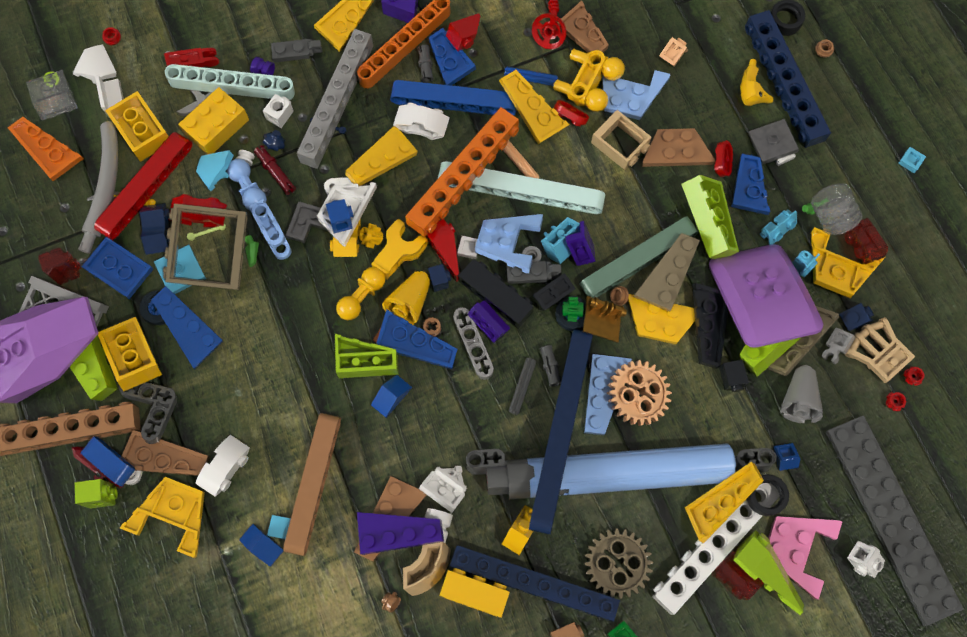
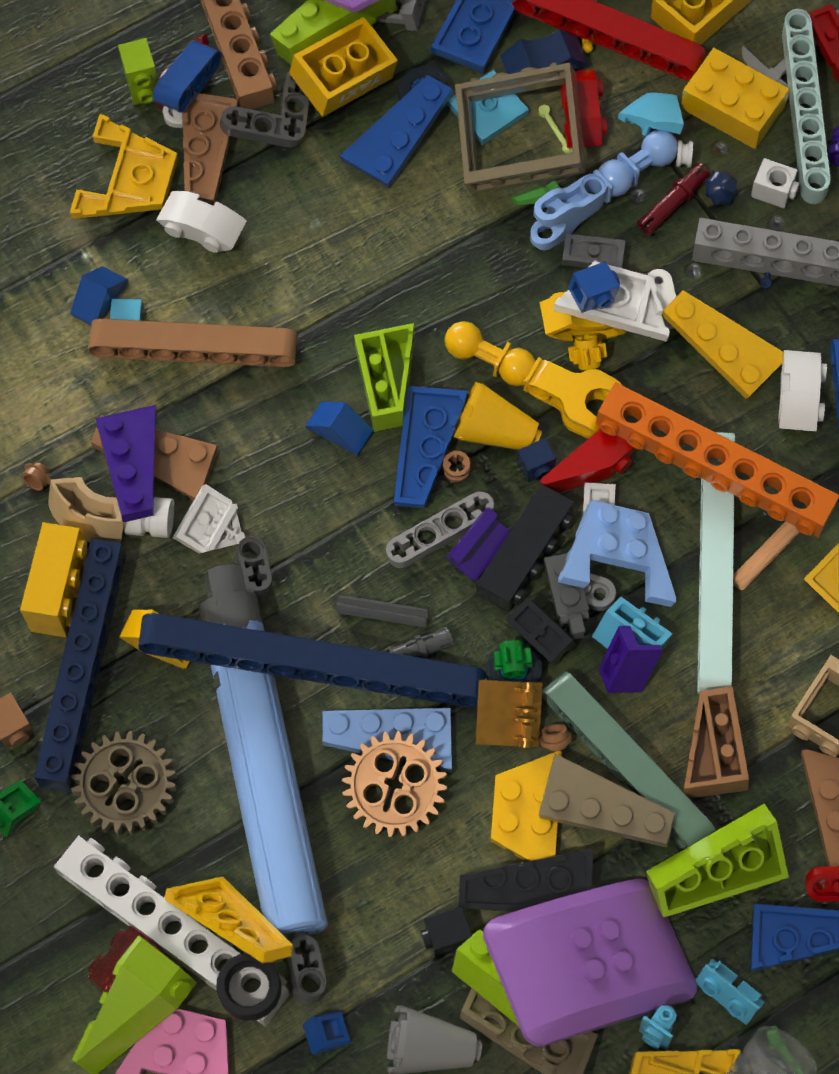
camera: 85 degrees right, 5 degrees down
(639, 206) = (717, 749): none -> medium nougat wedge

